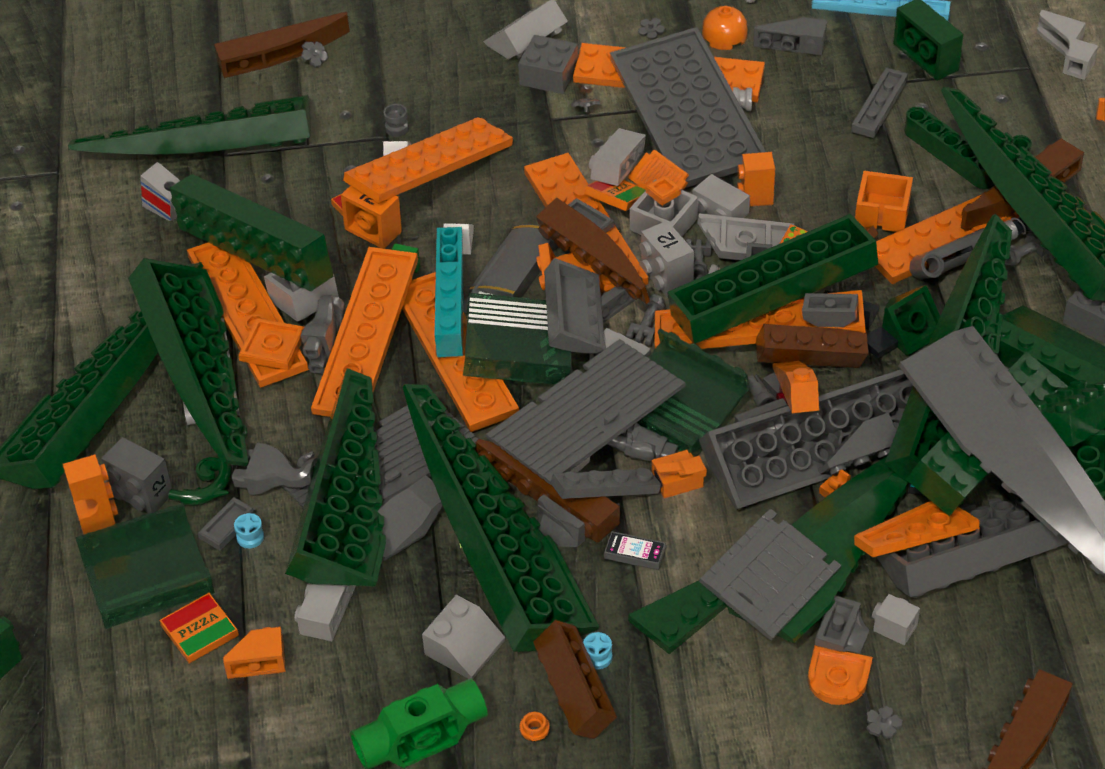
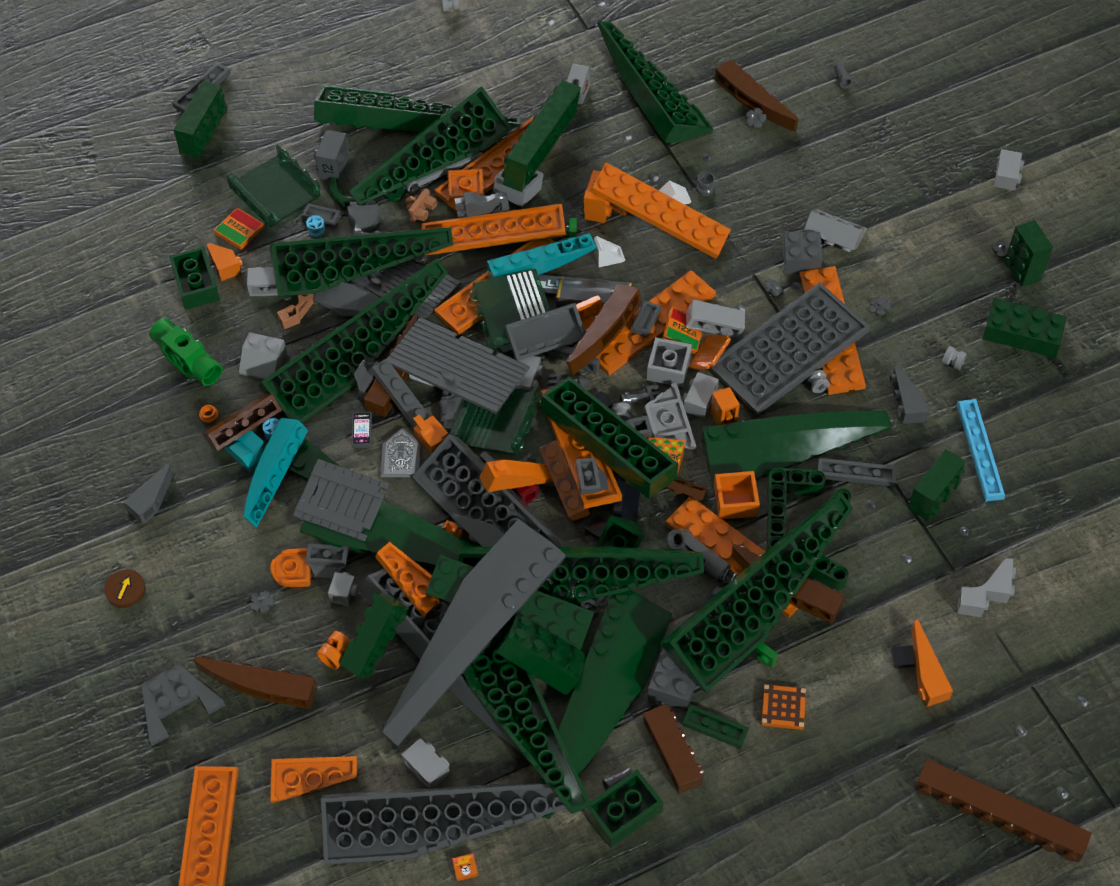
camera: 70 degrees right, 10 degrees up
(91, 493) = (304, 131): orange arch -> none
(274, 406) = (417, 204): none -> nougat hips
(276, 692) = (194, 278): none -> dark green brick
(400, 600) = (299, 311): none -> nougat piece
(624, 687) = (246, 450): none -> teal slope
(663, 190) = (678, 351): orange tile -> none
(666, 257) = (619, 374): light grey brick -> none
(666, 655) = (273, 467): none -> teal slope
(693, 517) = (400, 455): none -> light grey tile
(724, 27) = (897, 350): orange cylinder -> none
(817, 167) = (784, 440): none -> dark green wedge
(928, 181) = (780, 488): none -> dark green beam
(998, 580) = (373, 634): none -> dark green wedge
(999, 646) = (332, 653): none -> orange wheel

